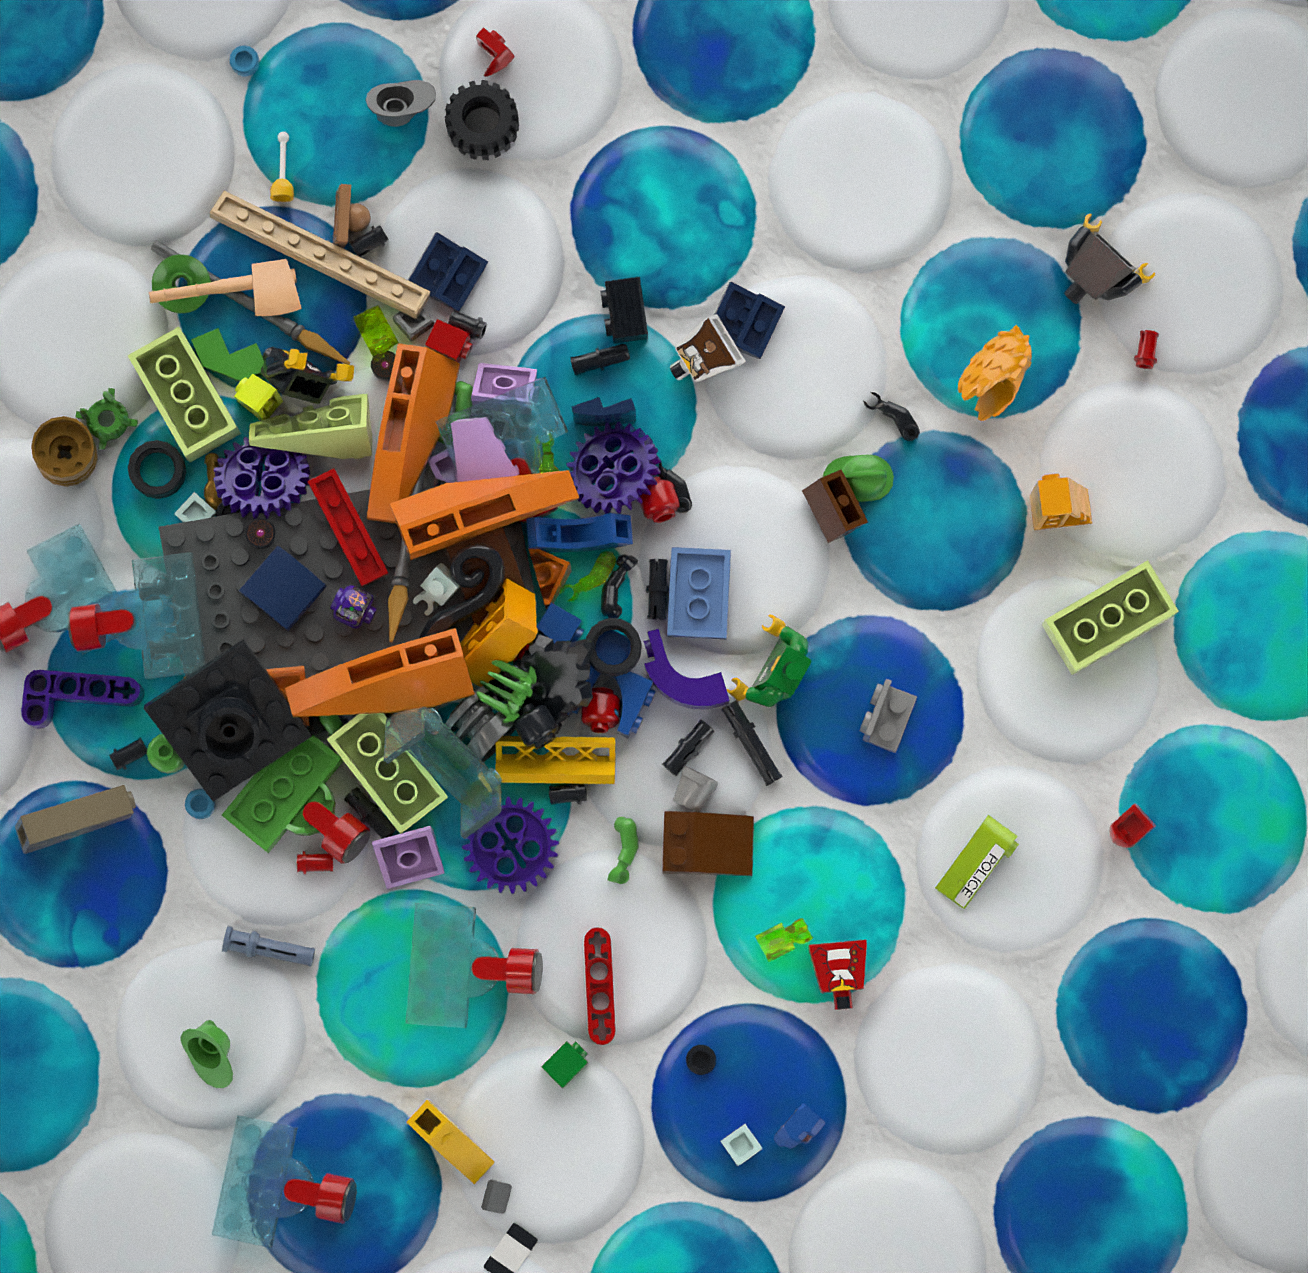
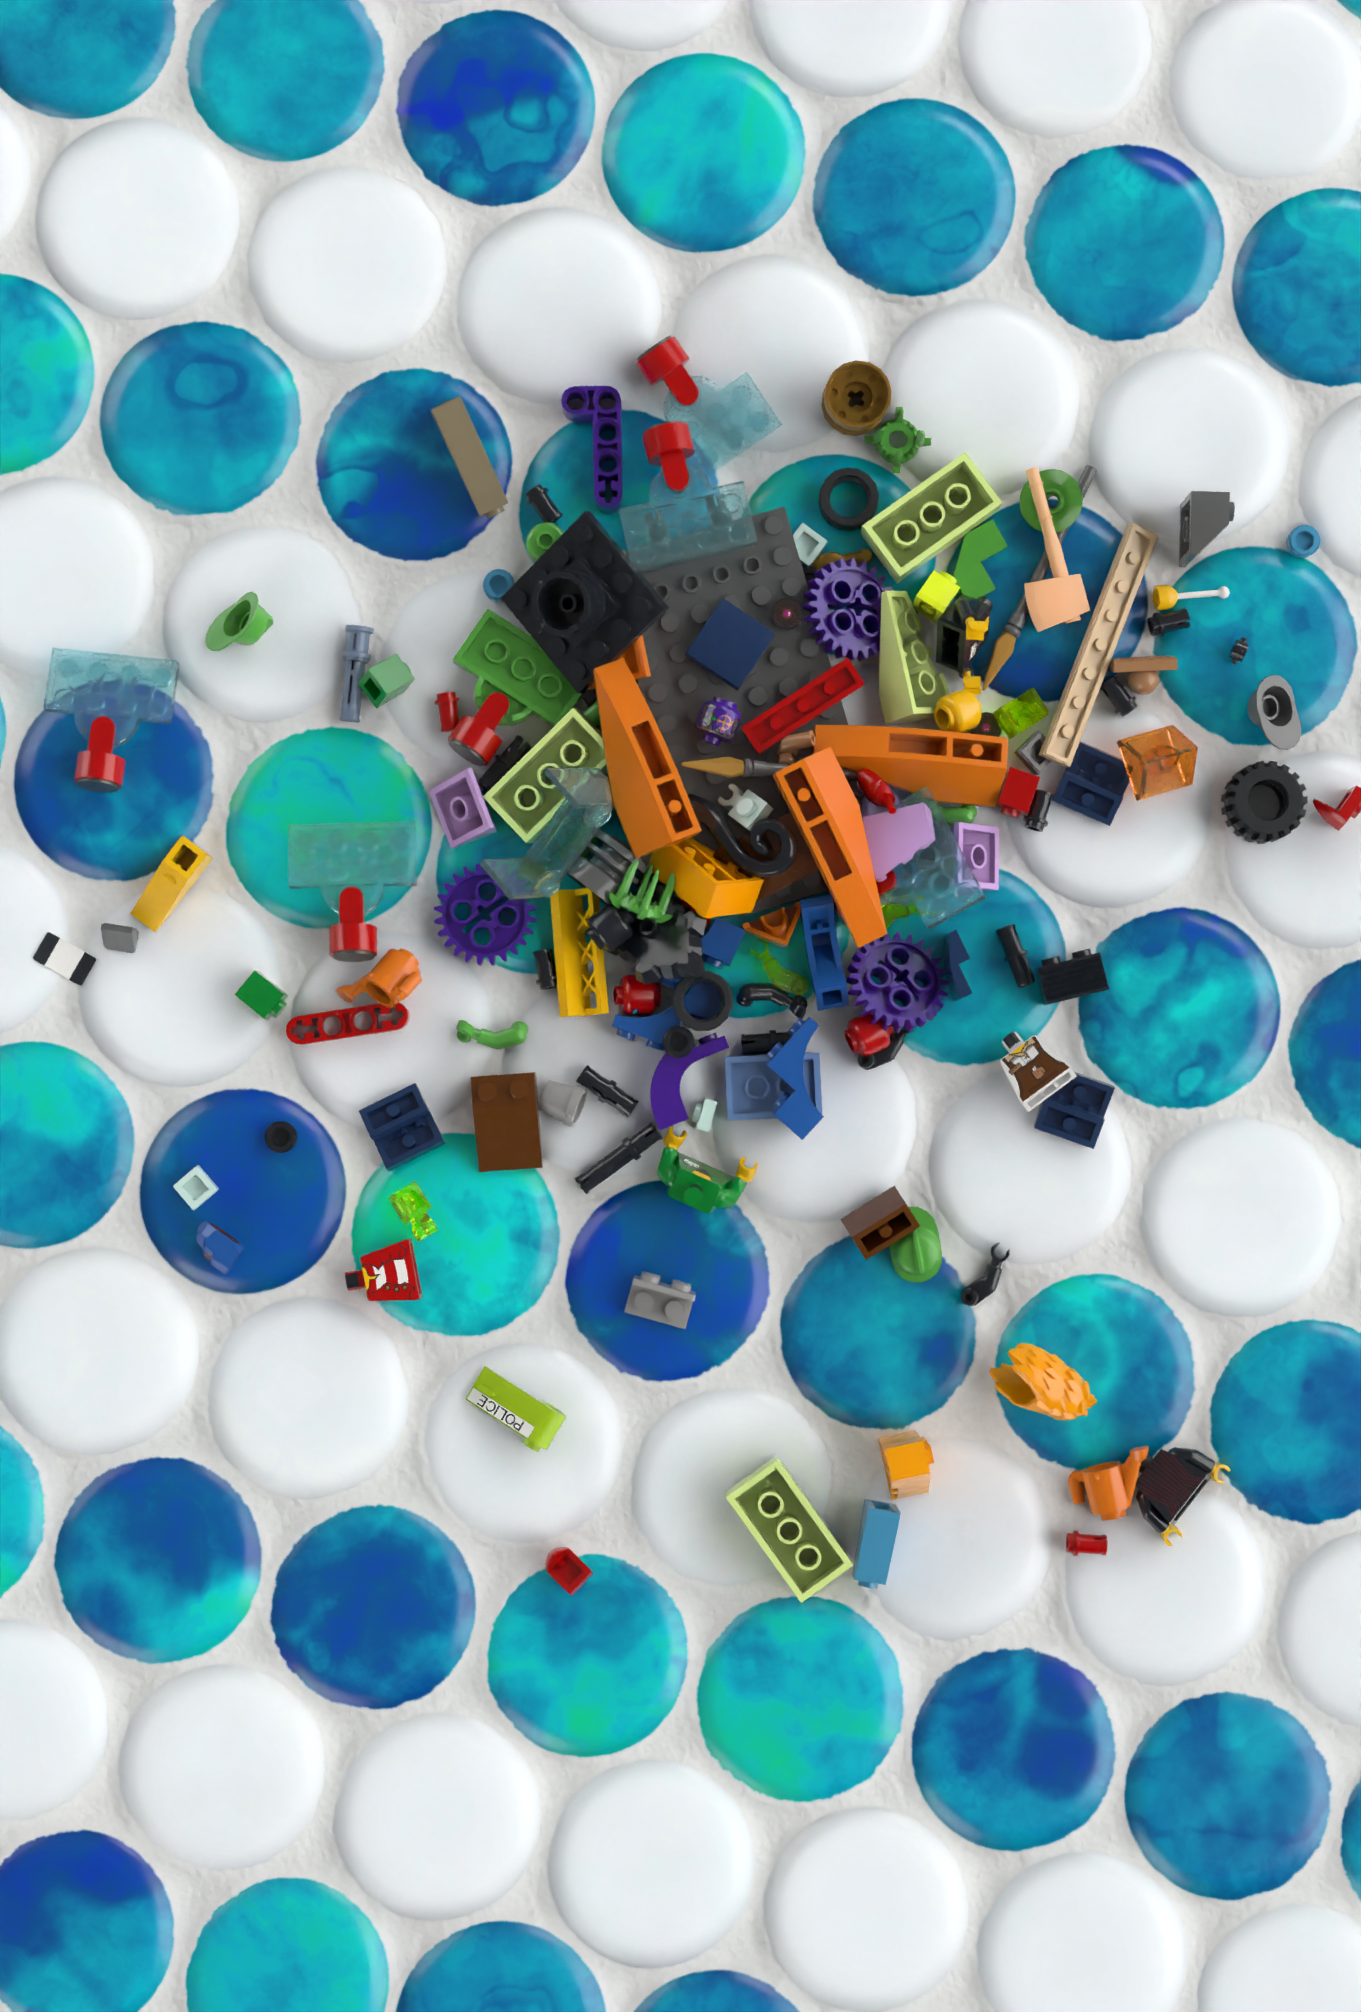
camera: 80 degrees right, 5 degrees up
(217, 149) = (1201, 521): none -> dark grey slope
(279, 916) = (386, 680): none -> brick
(305, 188) = (1168, 622): none -> black pin
(339, 128) = (1238, 650): none -> black piece
(368, 387) = (958, 711): none -> yellow head
(382, 541) = (791, 744): none -> medium nougat arm
(433, 210) = (1158, 761): none -> clear orange slope
(433, 467) = (876, 789): none -> red piece
(564, 939) = (388, 981): none -> orange piece
(649, 674) = (678, 1041): none -> black tile
(678, 575) = (787, 1062): none -> blue arch
(703, 944) = (402, 1127): none -> dark blue slope
(719, 658) = (704, 1114): none -> light aqua plate
(1094, 323) = (1108, 1485): none -> orange piece
(1129, 539) = (875, 1543): none -> dark azure slope

